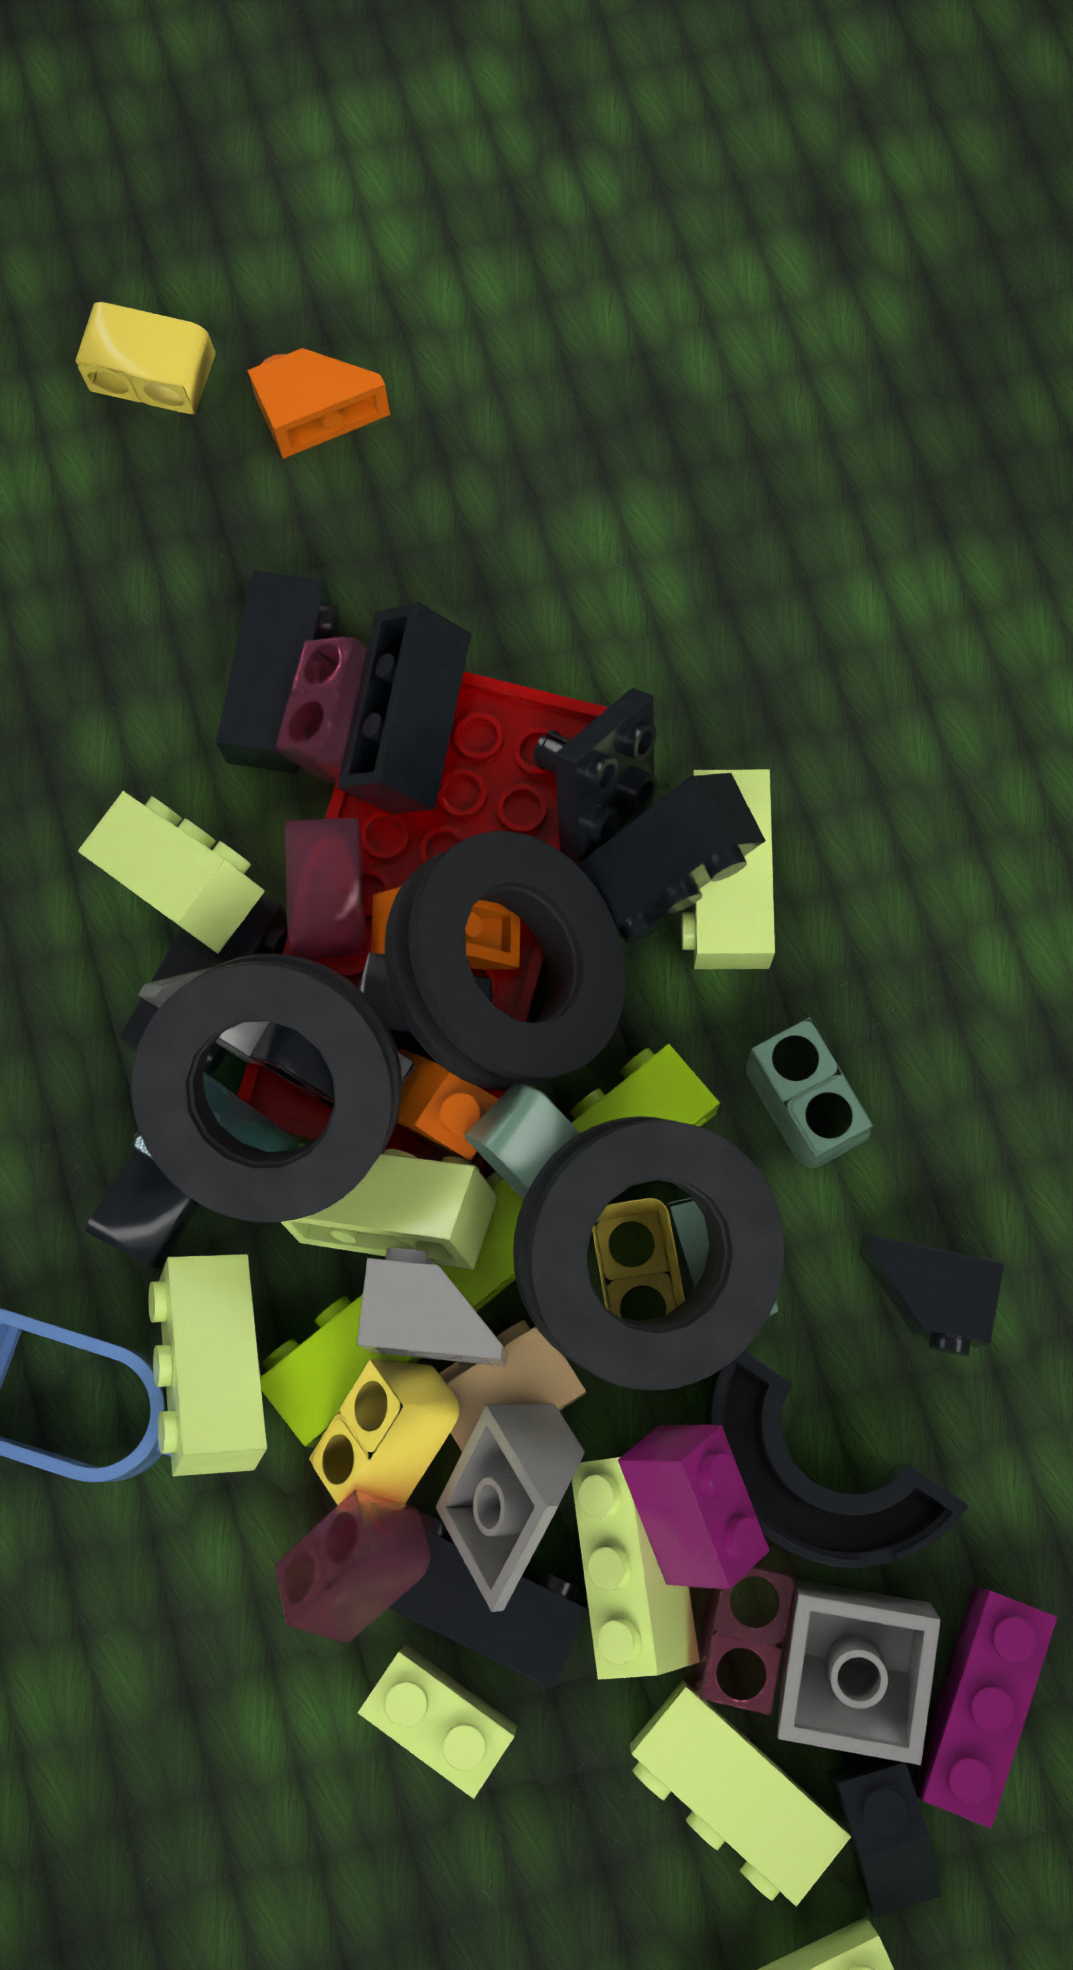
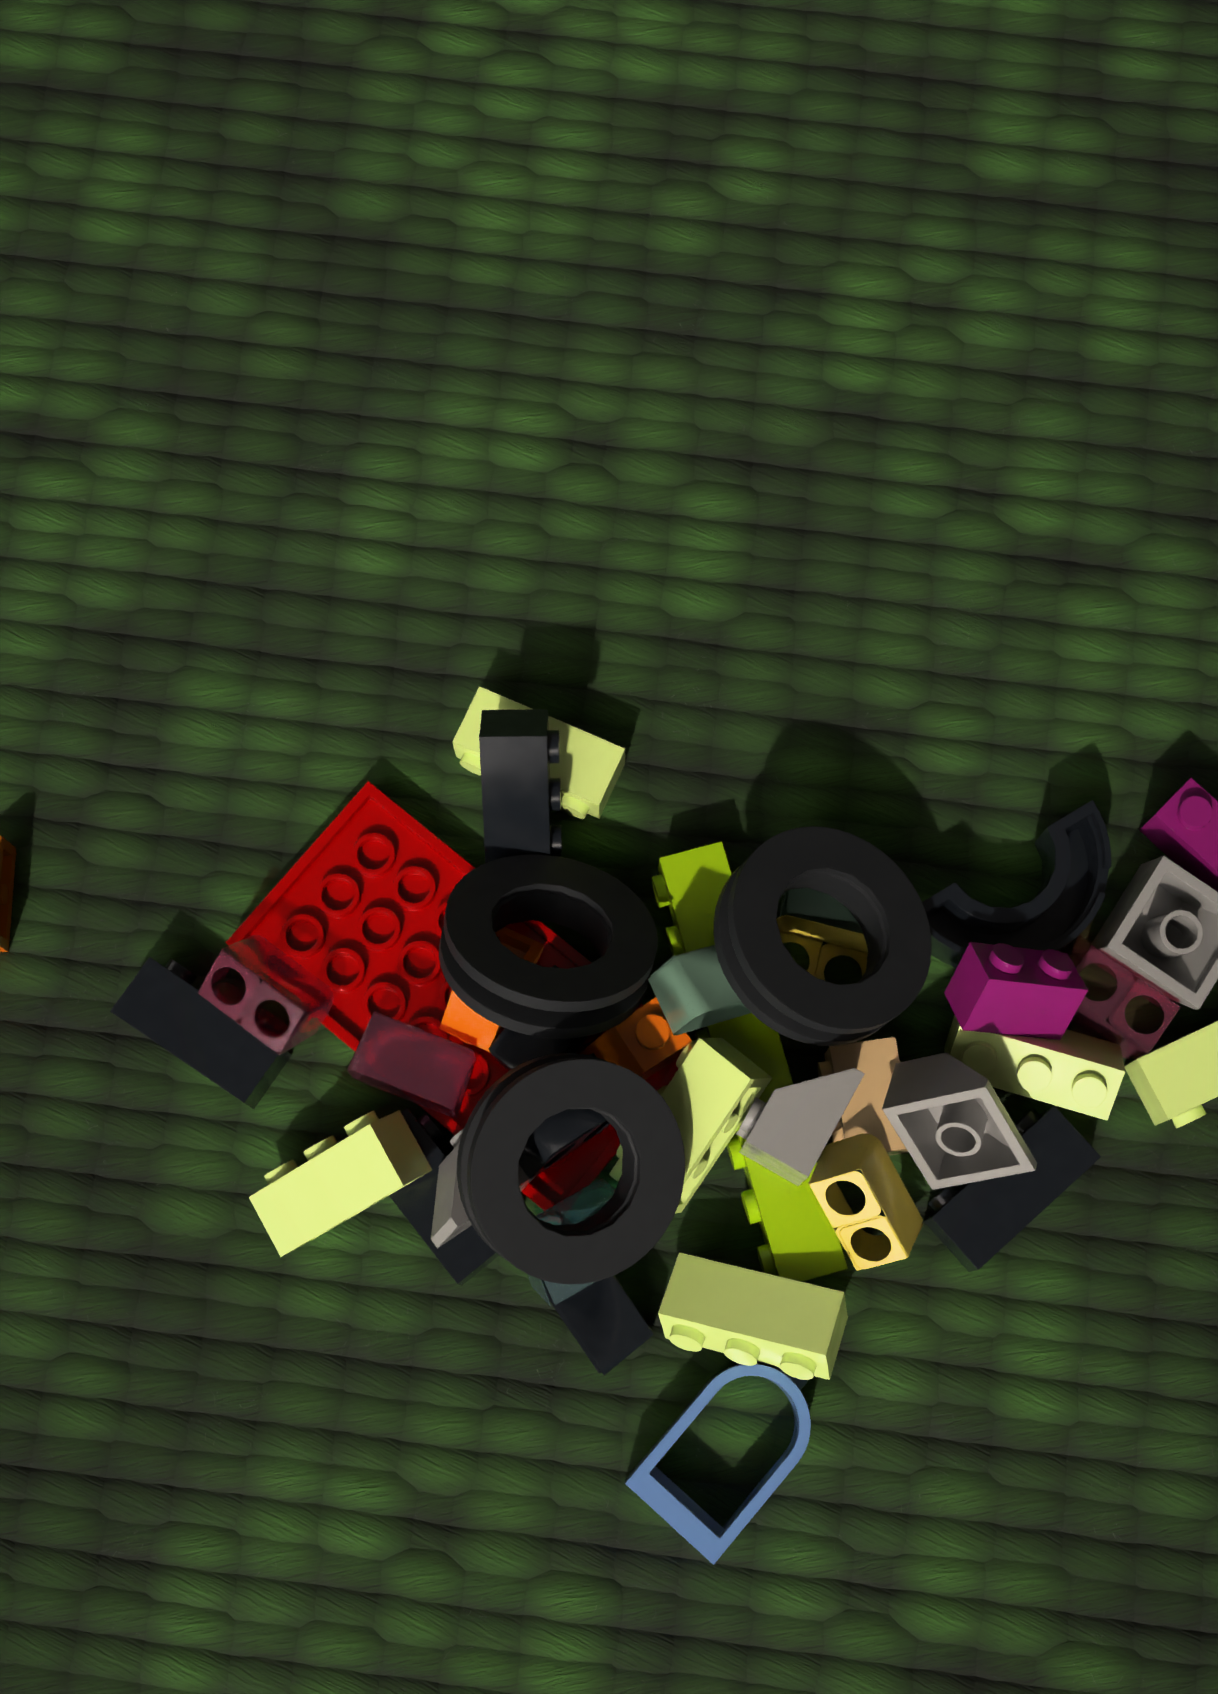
camera: 70 degrees left, 0 degrees up
(390, 1568) = (975, 1307): clear pink piece -> none
(404, 709) = (297, 937): black brick -> none
(438, 1720) = (1088, 1254): yellowish green brick -> none
(602, 773) = (425, 811): black plate -> none
(773, 1090) = (730, 799): sand green piece -> none
(937, 1291) = (925, 754): black slope -> none

